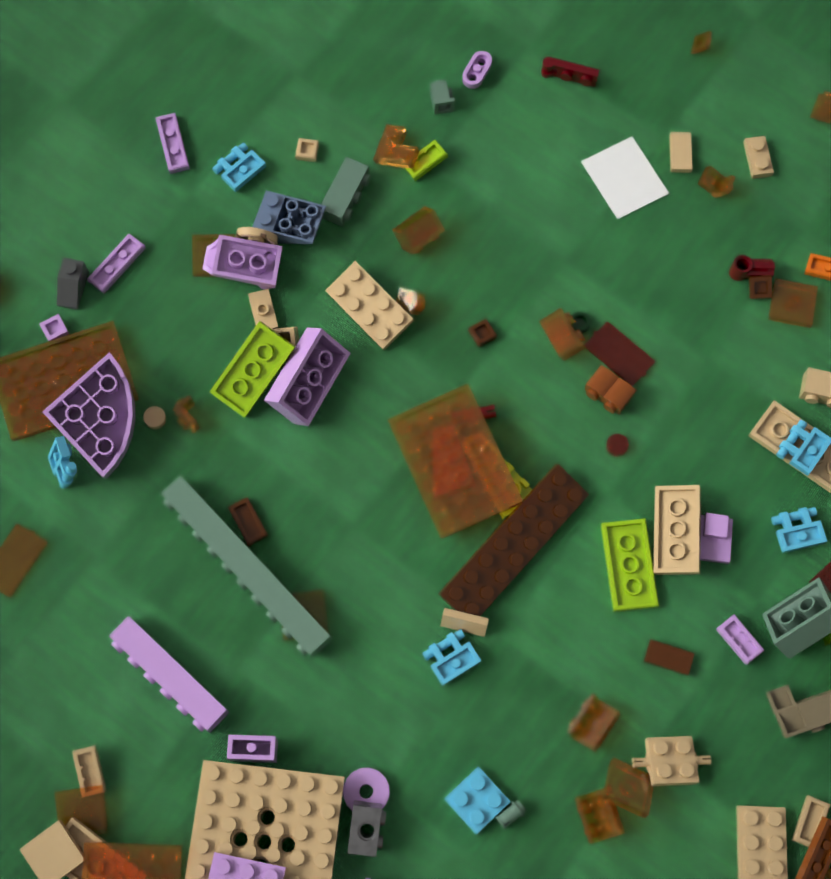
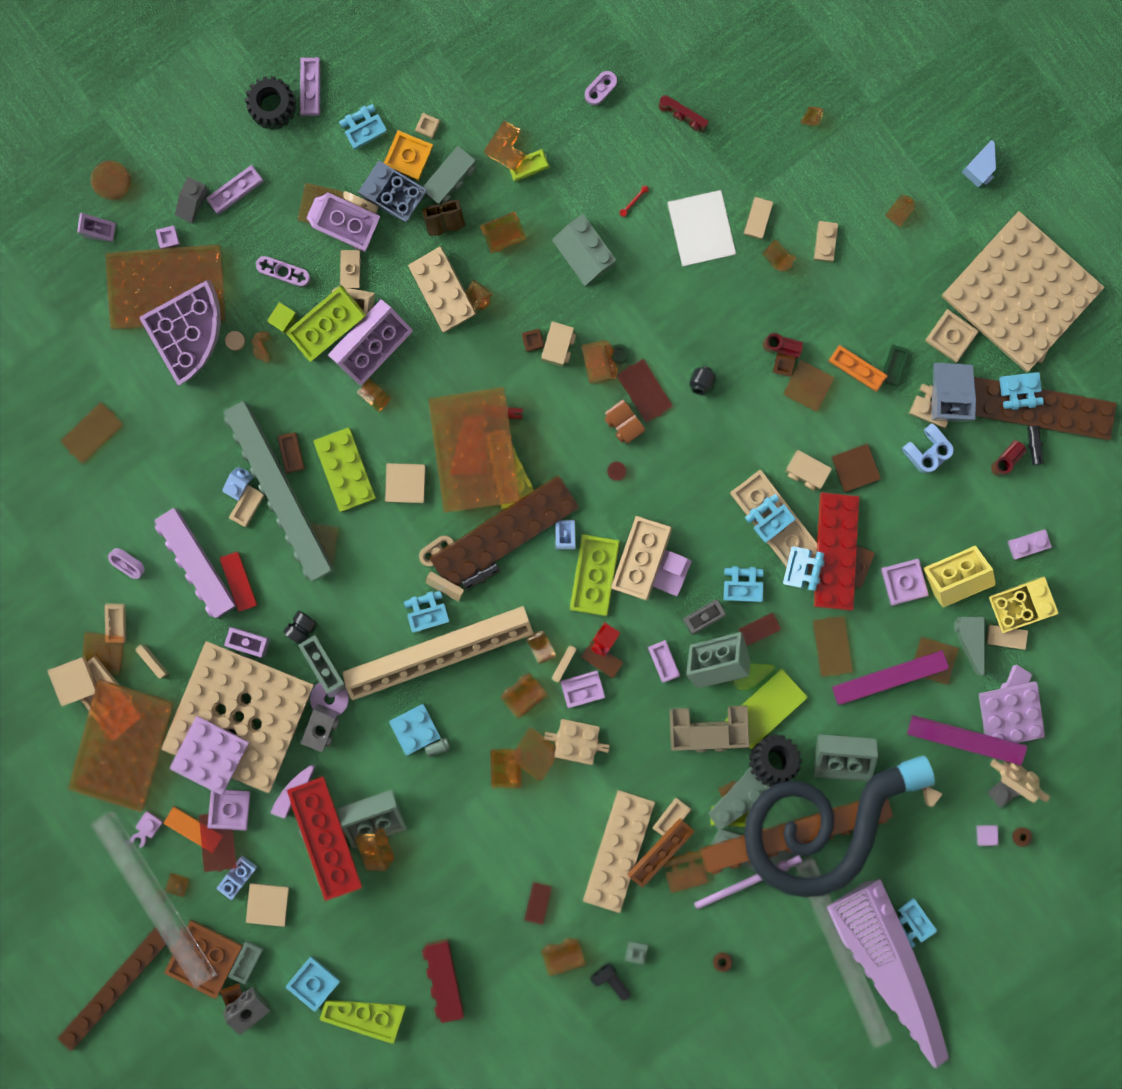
camera: 15 degrees right, 15 degrees up
(59, 462) = (147, 357): medium azure plate -> none
(86, 696) = (126, 563): none -> lavender plate
(132, 151) = (263, 89): none -> black tyre
(143, 805) = (152, 661): none -> tan tile
(195, 570) = (237, 483): none -> light blue bracket
(202, 377) = (282, 318): none -> lime panel
(205, 326) = (298, 271): none -> lavender beam
(212, 594) = (247, 506): none -> tan tile
(223, 683) = (238, 581): none -> red tile
(295, 179) = (408, 155): none -> light orange plate
(310, 715) = (300, 627): none -> black wheel
(313, 524) = (344, 469): none -> lime plate
(325, 434) = (374, 395): none -> clear orange bracket
(349, 752) = (322, 666): none -> sand green brick
(351, 231) = (443, 218): none -> dark brown brick
(386, 520) = (405, 483): none -> tan tile
(438, 583) = (433, 548): none -> tan plate
(441, 97) = (560, 107): sand green brick -> none
(478, 700) = (437, 653): none -> tan brick
(502, 600) = (481, 576): none -> black pin
(510, 227) = (584, 250): none -> sand green slope
(512, 328) = (557, 344): none -> tan brick
(538, 182) = (623, 212): none -> red hinge
(584, 530) = (565, 535): none -> light blue slope
(595, 661) = (541, 647): none -> clear orange bracket
(627, 673) = (564, 663): none -> tan tile
(658, 697) = (582, 689): none -> lavender plate
(666, 631) = (604, 639): none -> red brick
(679, 325) = (702, 381): none -> black head
(769, 575) = (704, 617): none -> flat silver brick

